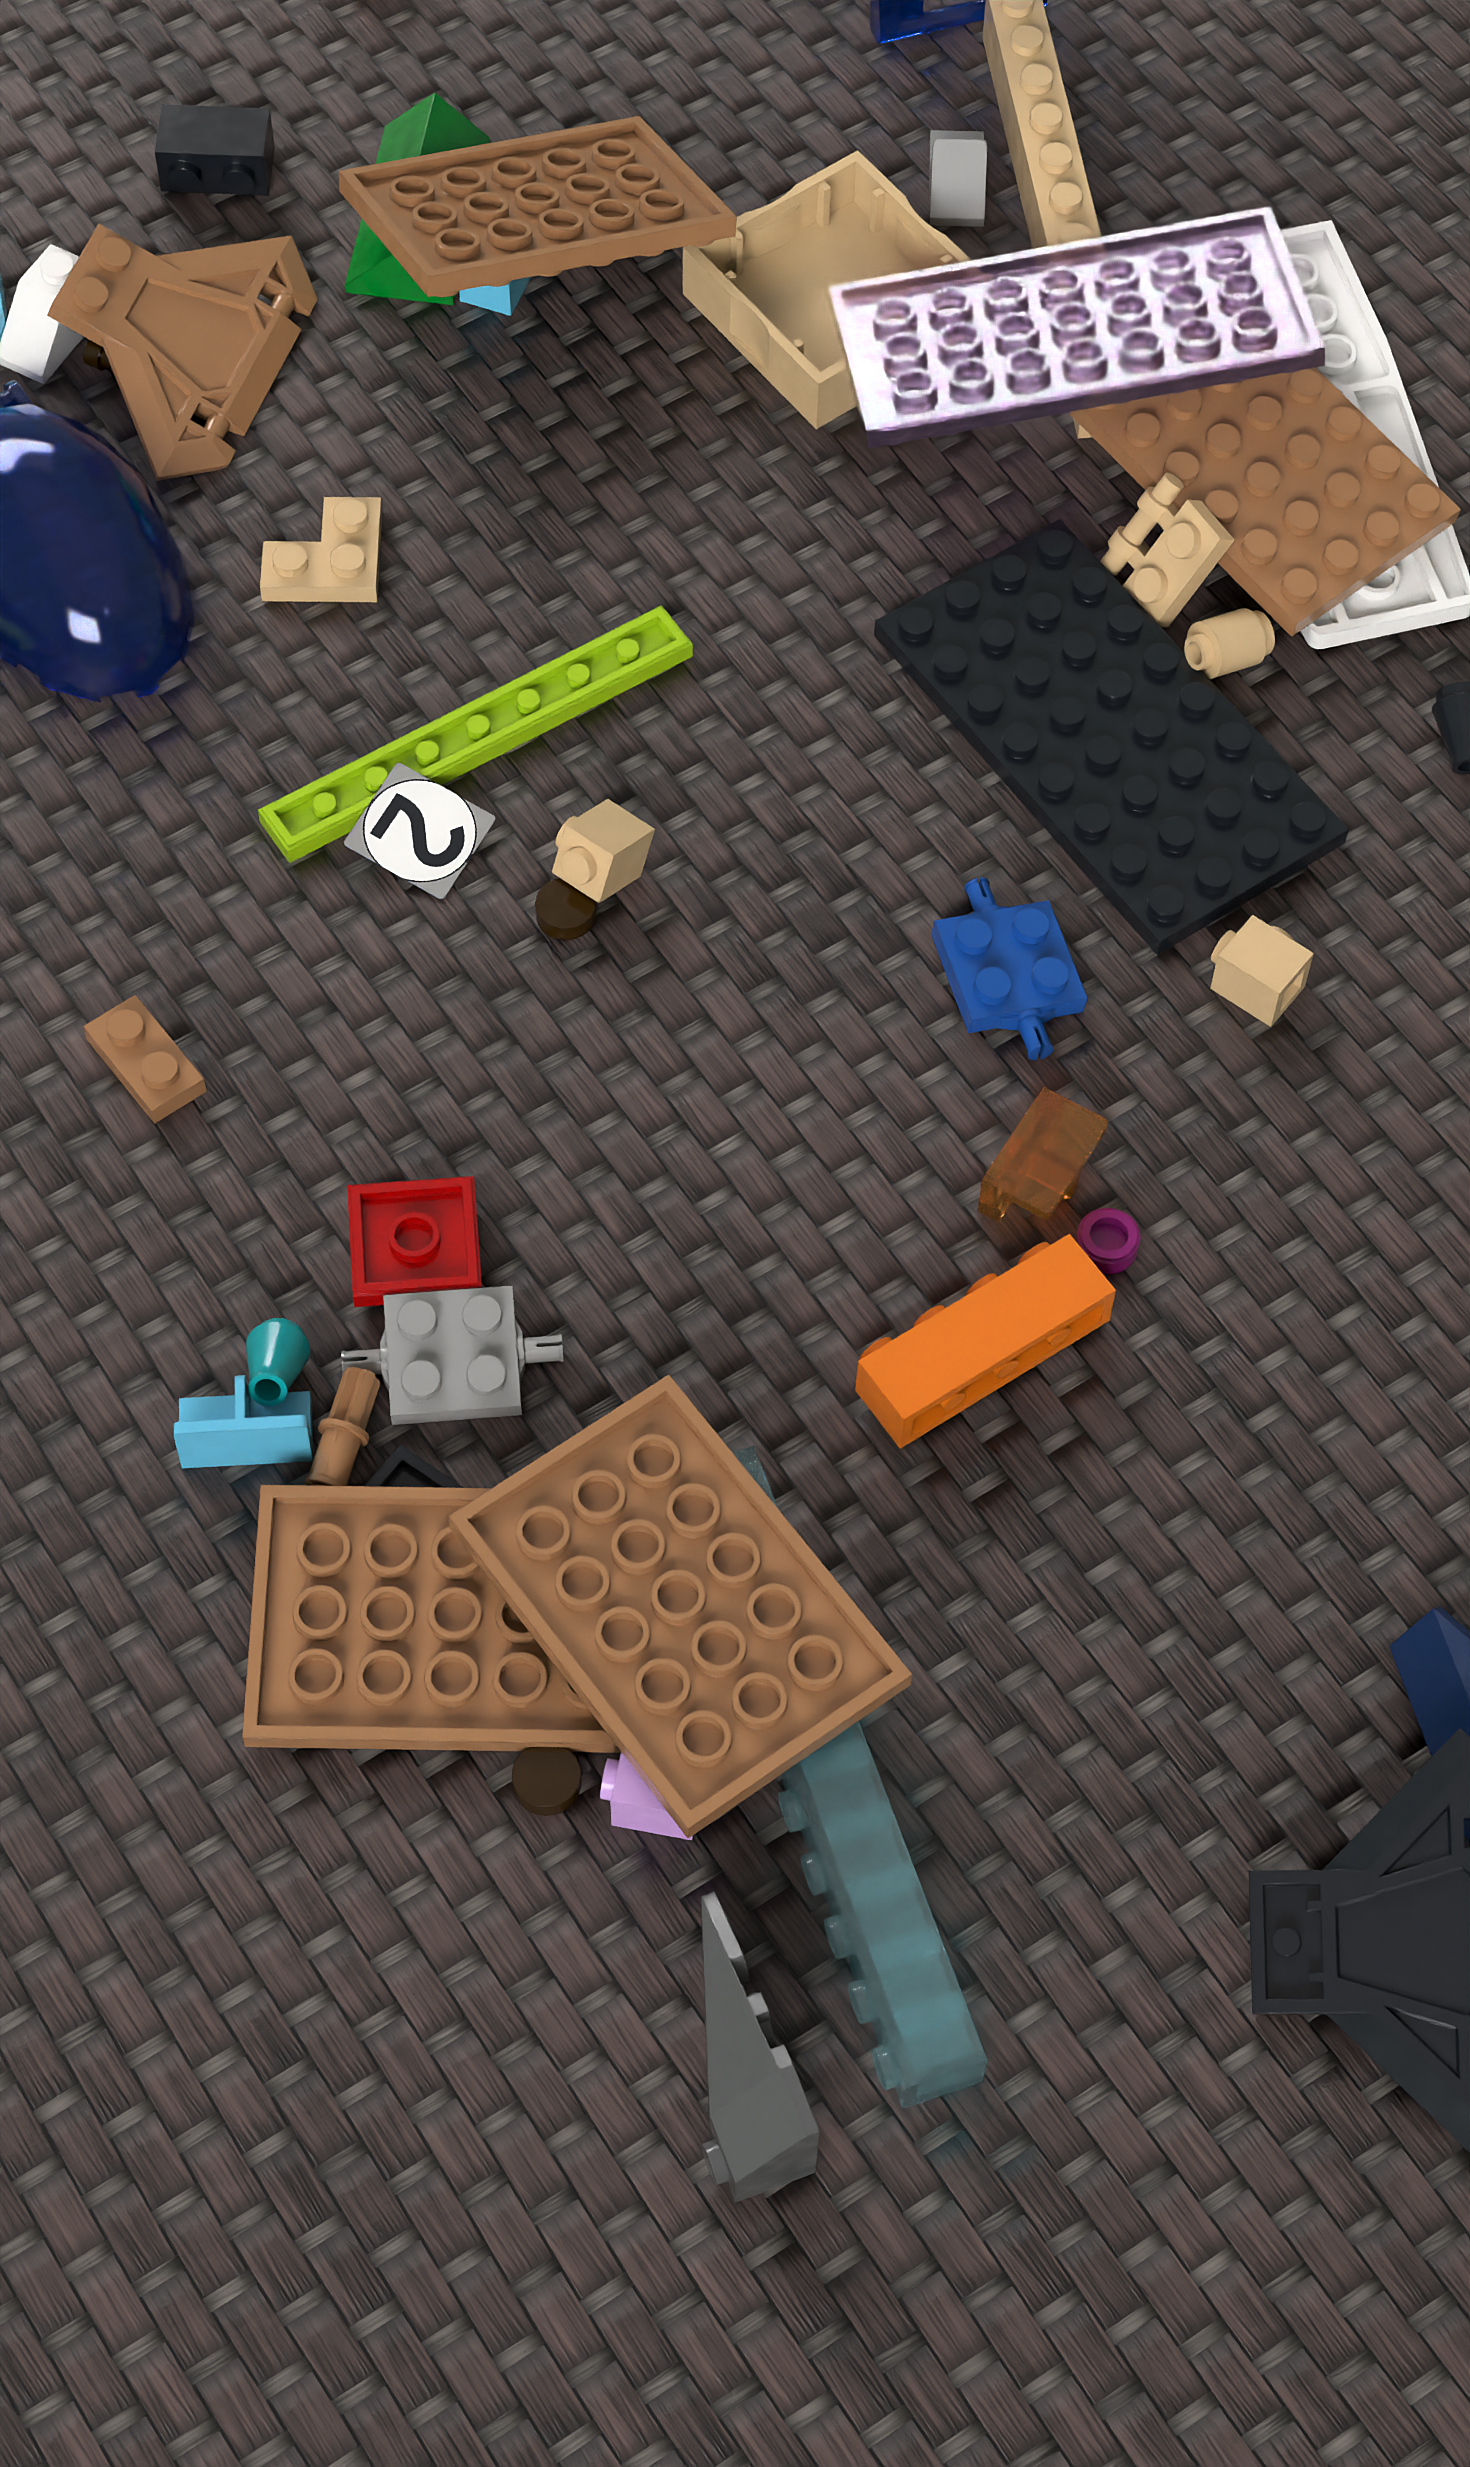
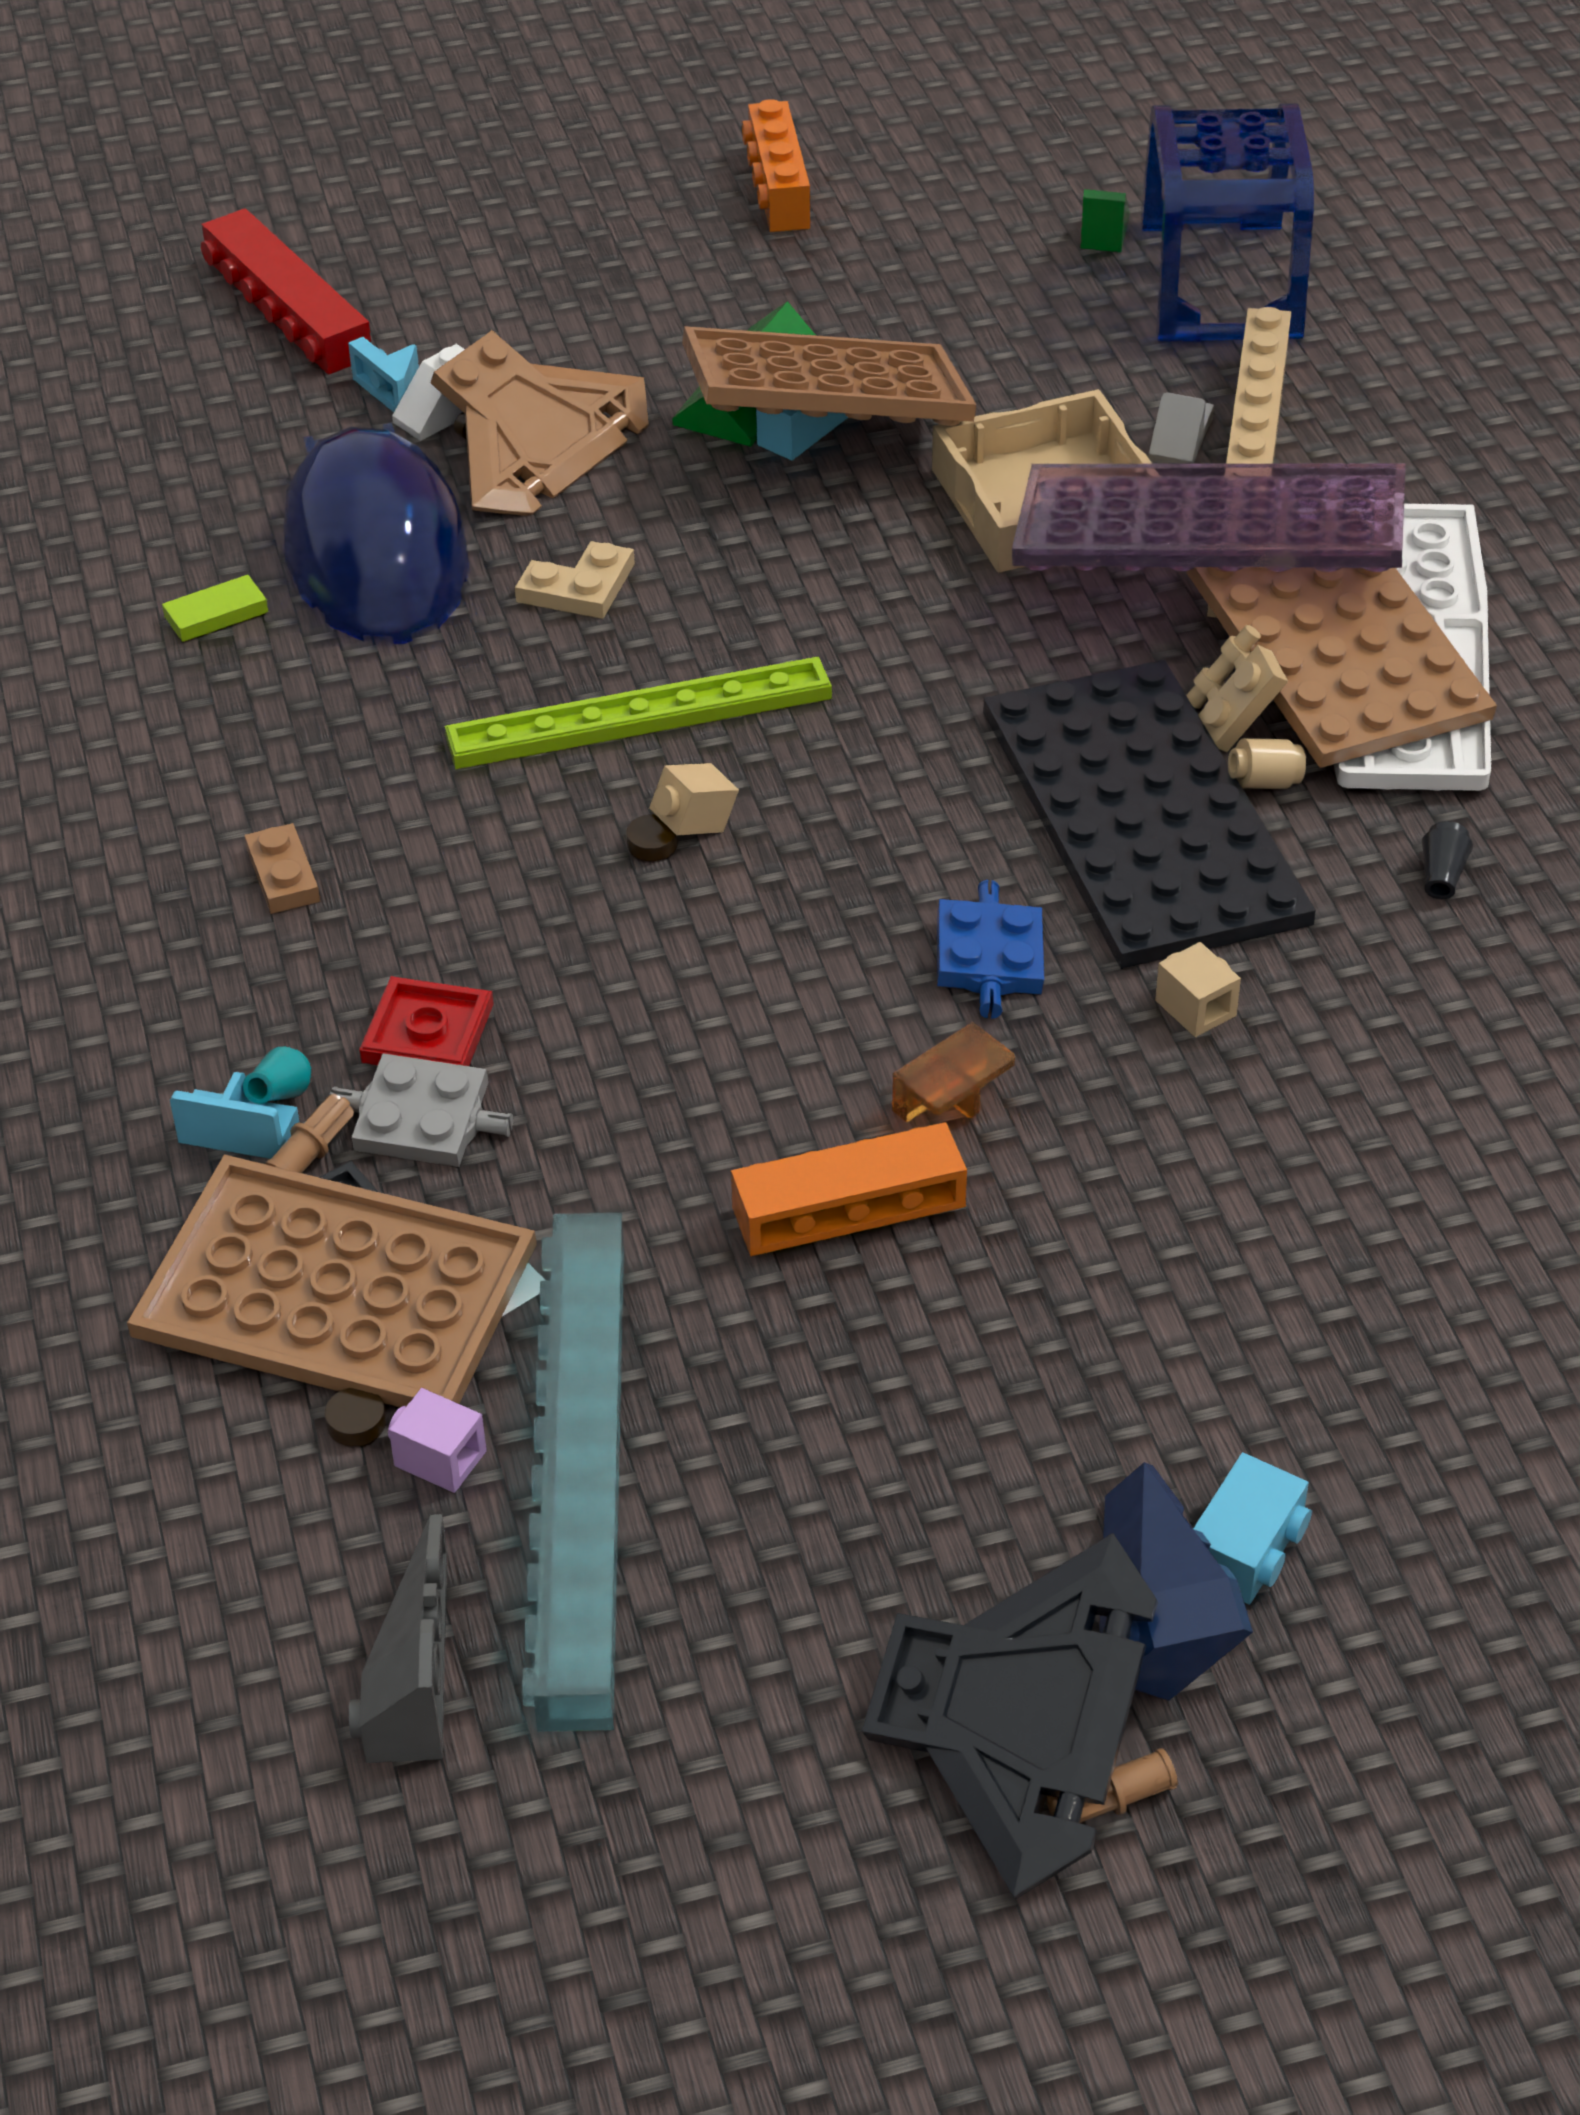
camera: 20 degrees right, 15 degrees down
(215, 149) = (612, 317): black brick -> none
(419, 831) = (562, 764): sticker -> none
(679, 1604) = (505, 1302): medium nougat plate -> none
(1109, 1239) = (989, 1152): magenta tile -> none

